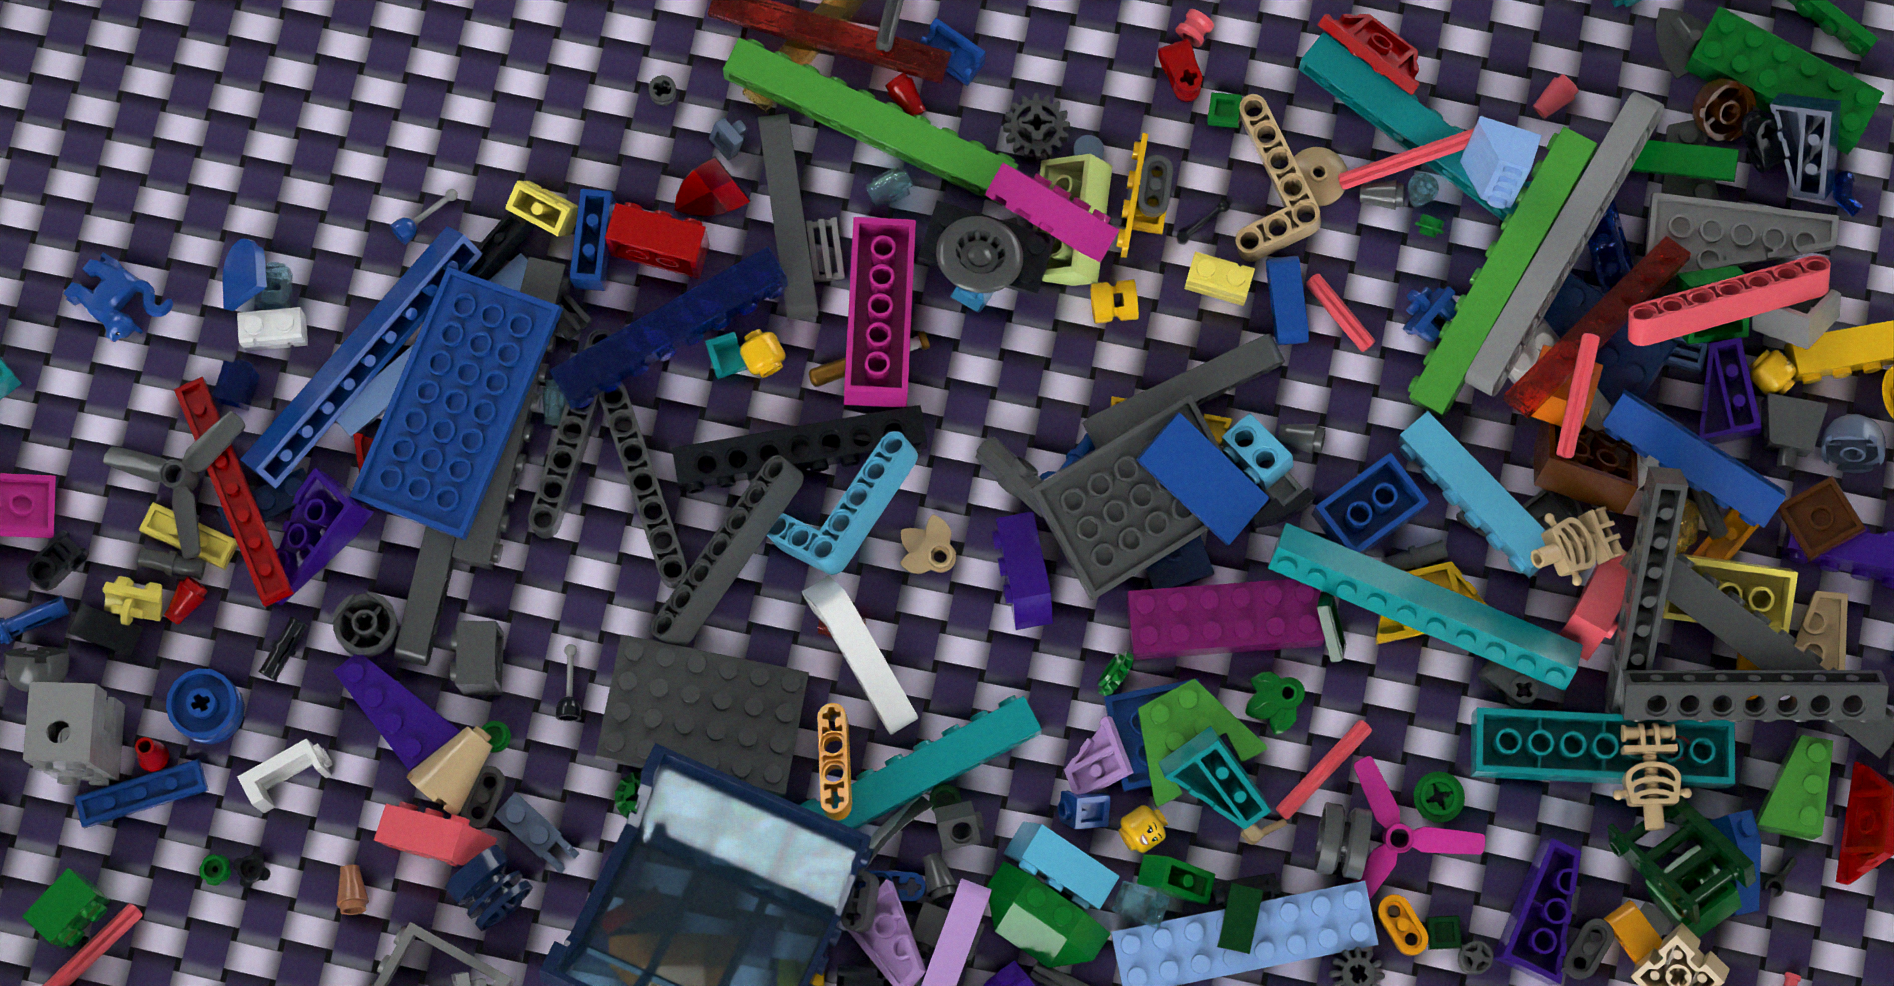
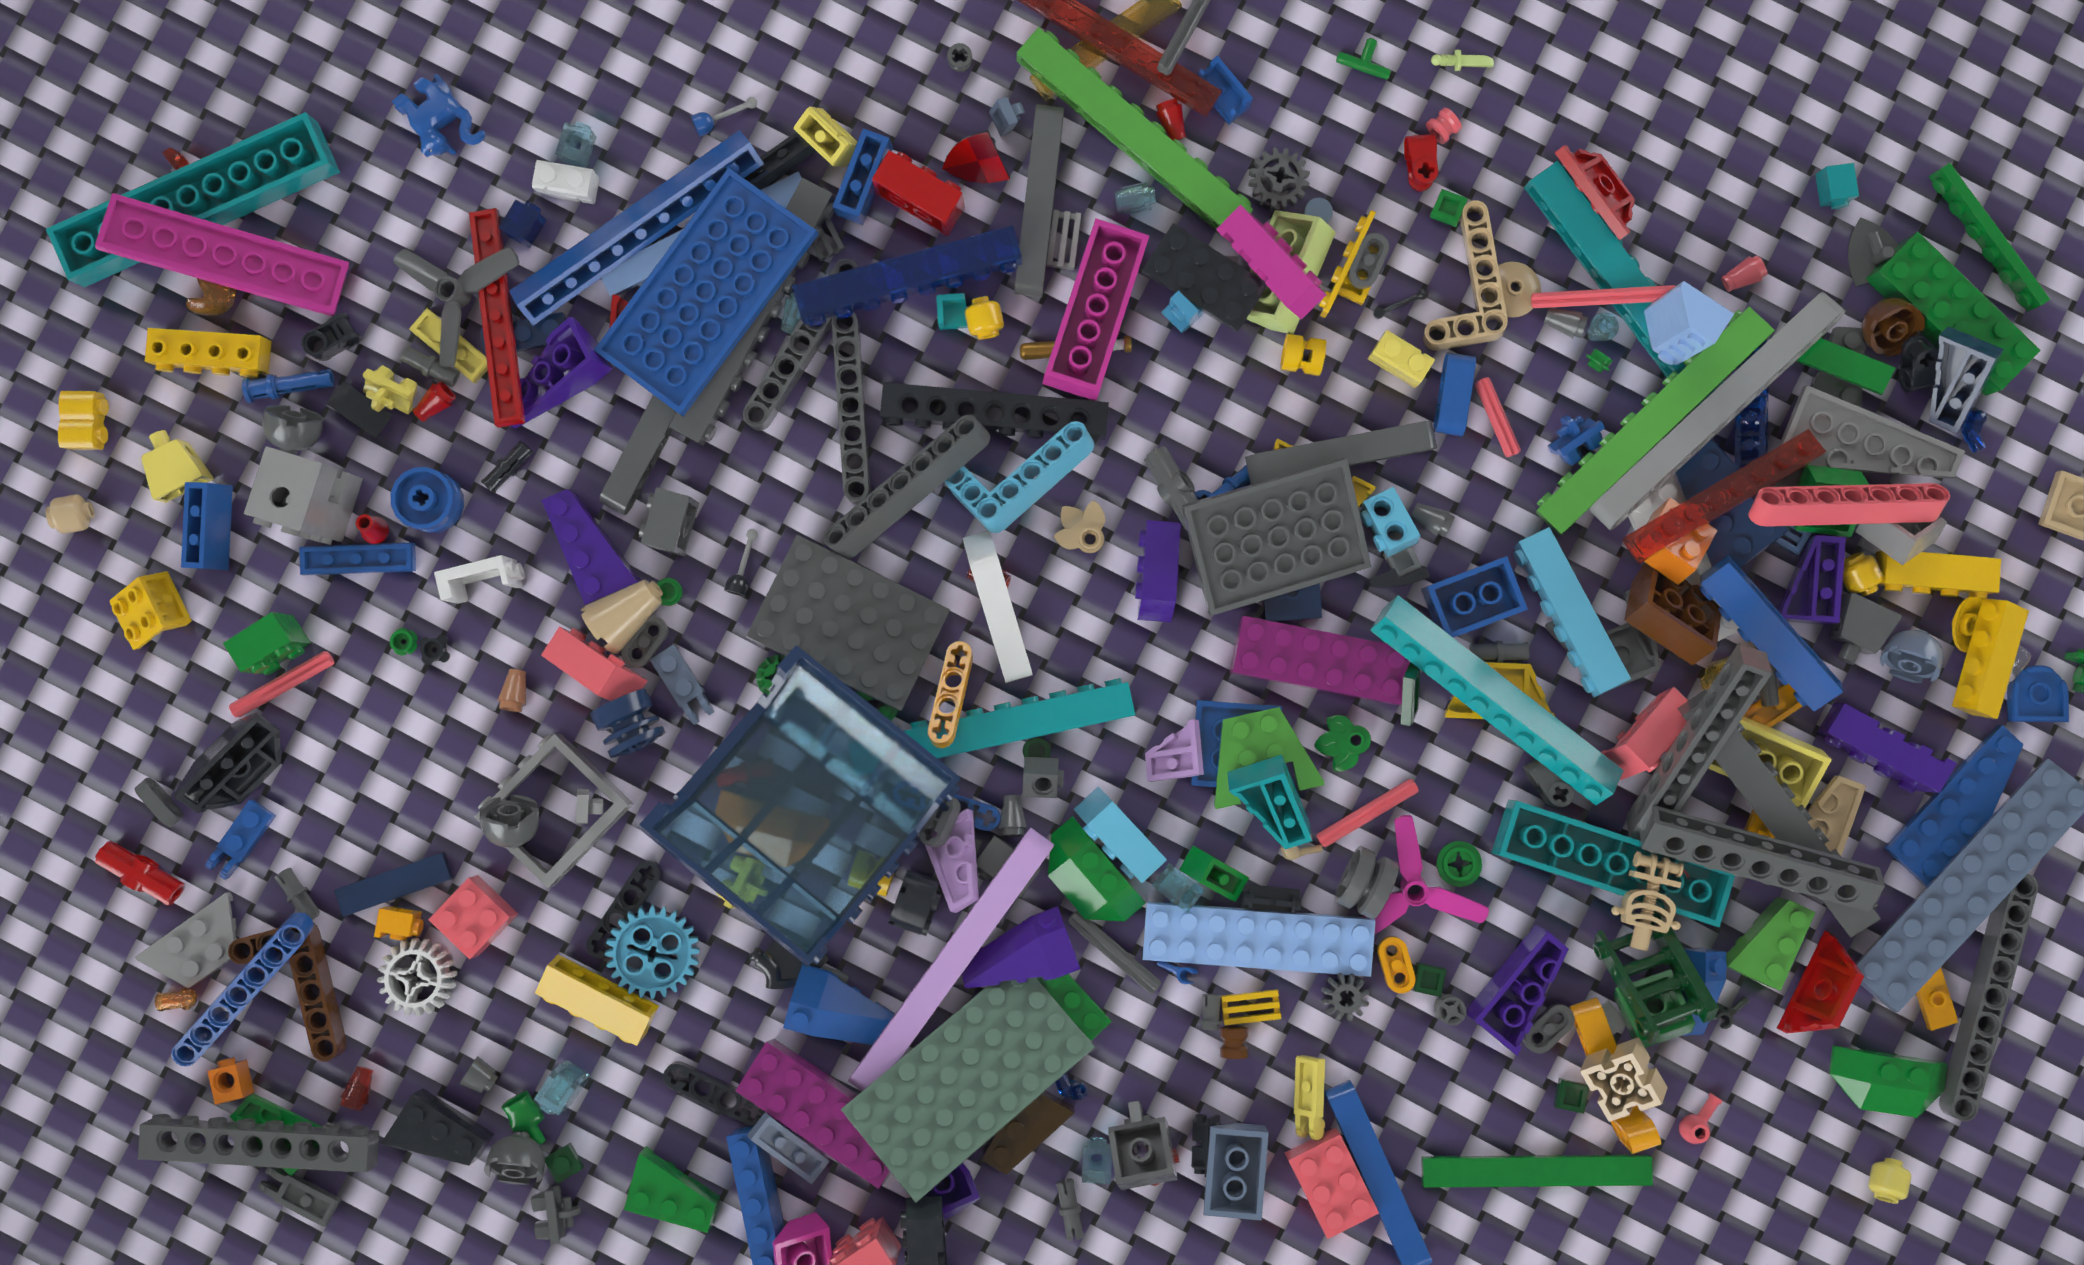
camera: 15 degrees right, 10 degrees up
(243, 273) = (551, 125): blue tile -> none
(365, 624) = (579, 466): dark grey cylinder -> none
(896, 823) = (988, 761): sticker -> none
(977, 264) = (1194, 287): dark grey wheel -> none
(1084, 810) = (1152, 793): blue bracket -> none
(1115, 673) = (1212, 683): green gear -> none
(1143, 829) = (1198, 823): yellow head -> none
(1202, 478) = (1336, 535): blue tile -> none
(1240, 918) = (1259, 924): dark green tile -> none
(1577, 395) = (1689, 555): coral axle -> none
(1577, 544) = (1647, 683): tan torso -> none
(1821, 518) = (1866, 717): reddish brown tile -> none

